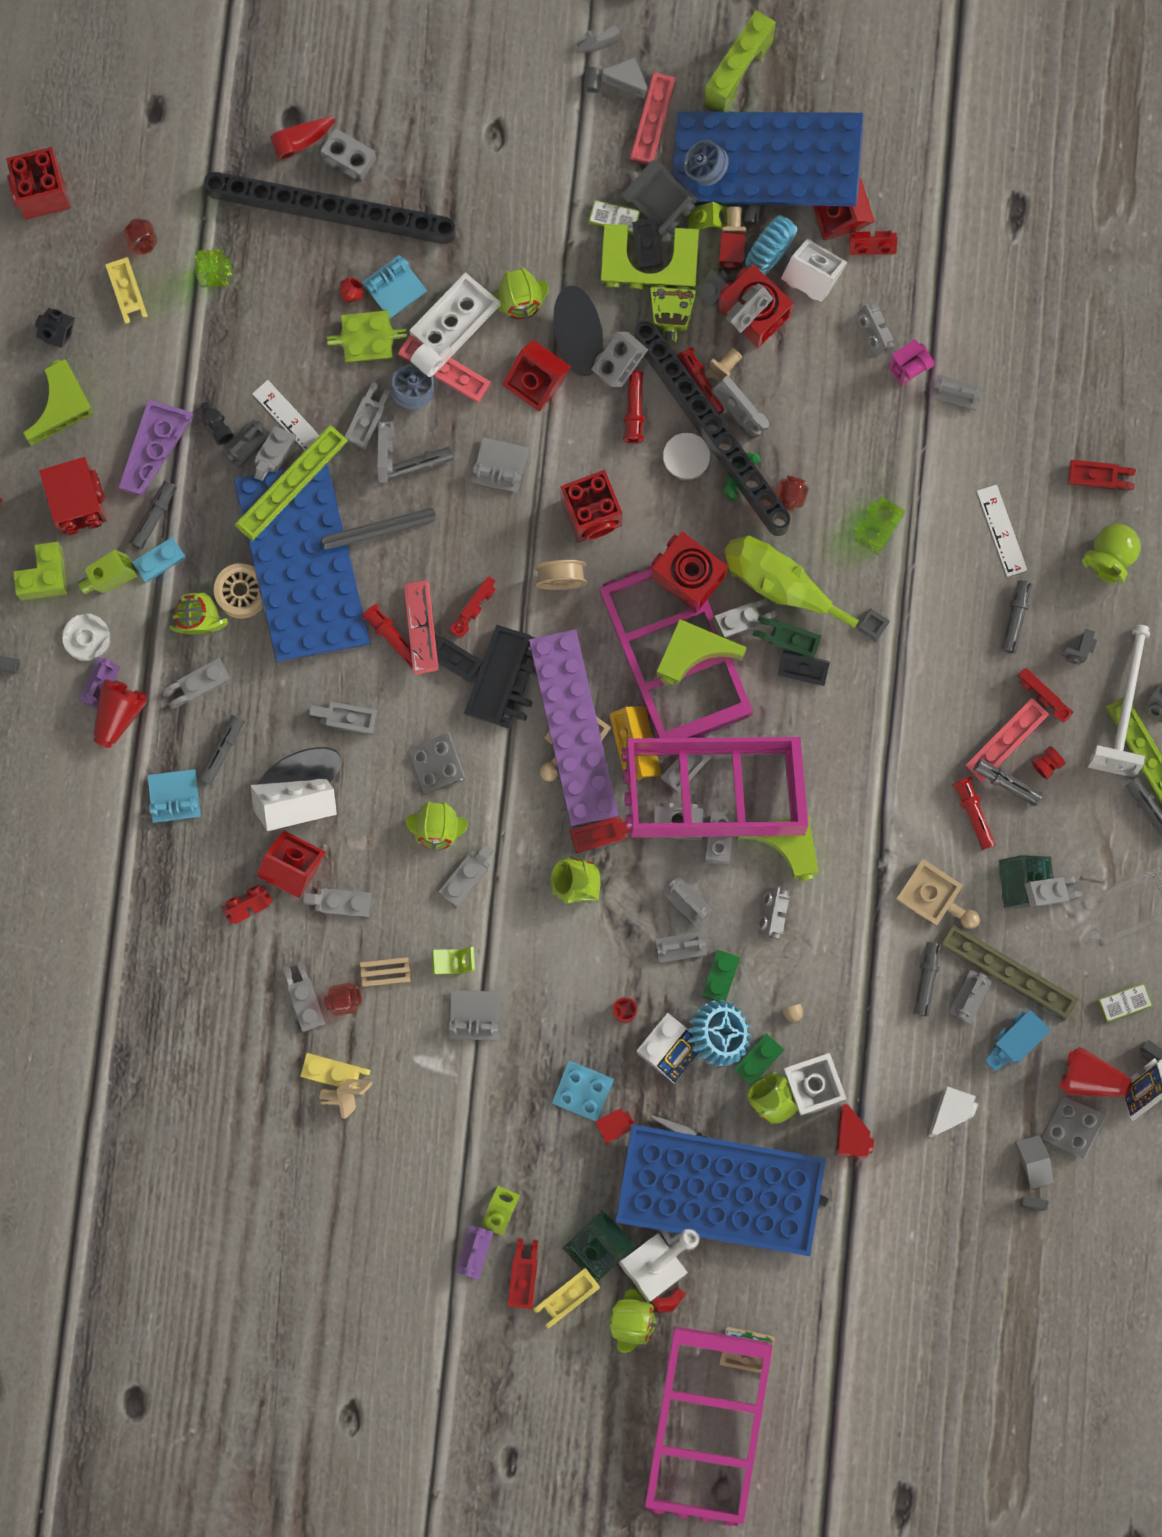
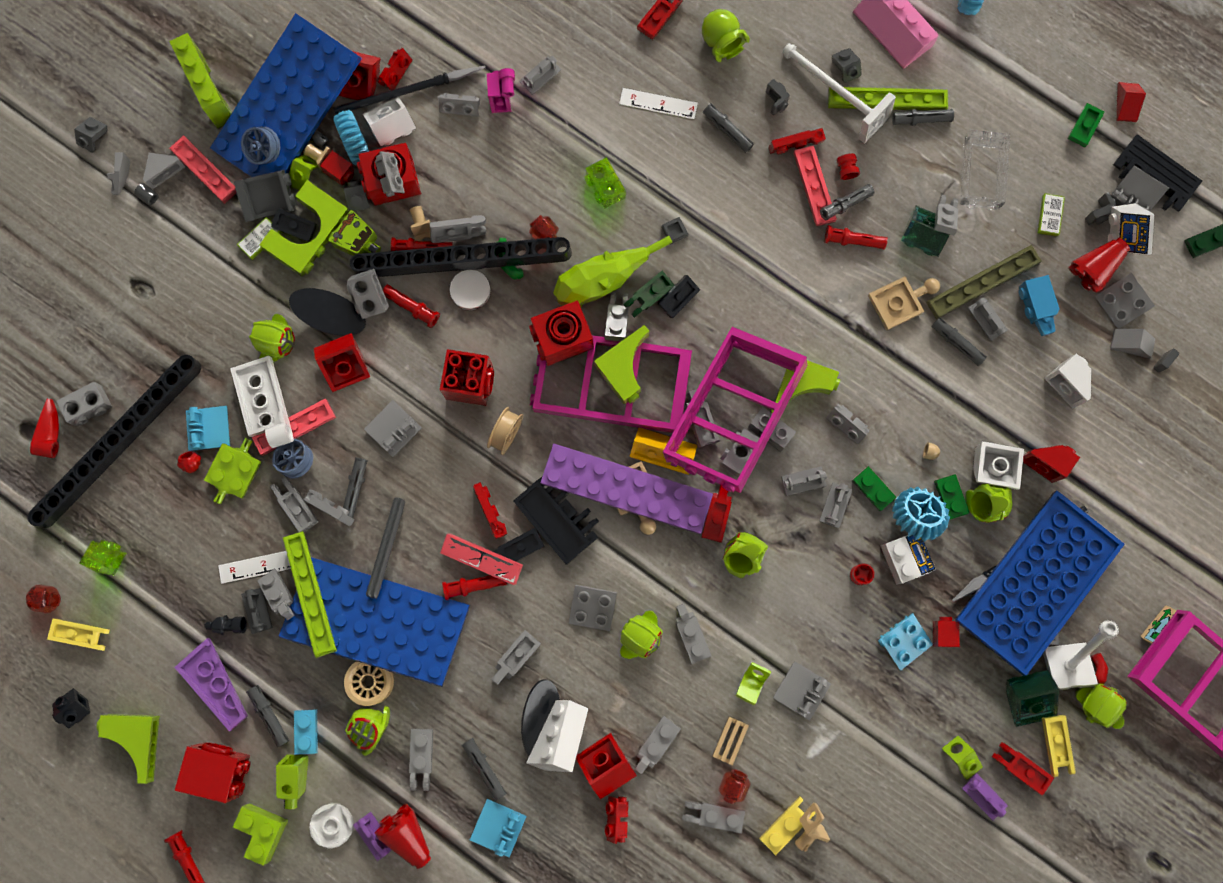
camera: 60 degrees left, 0 degrees up
(887, 292) = (436, 81): none -> black piece

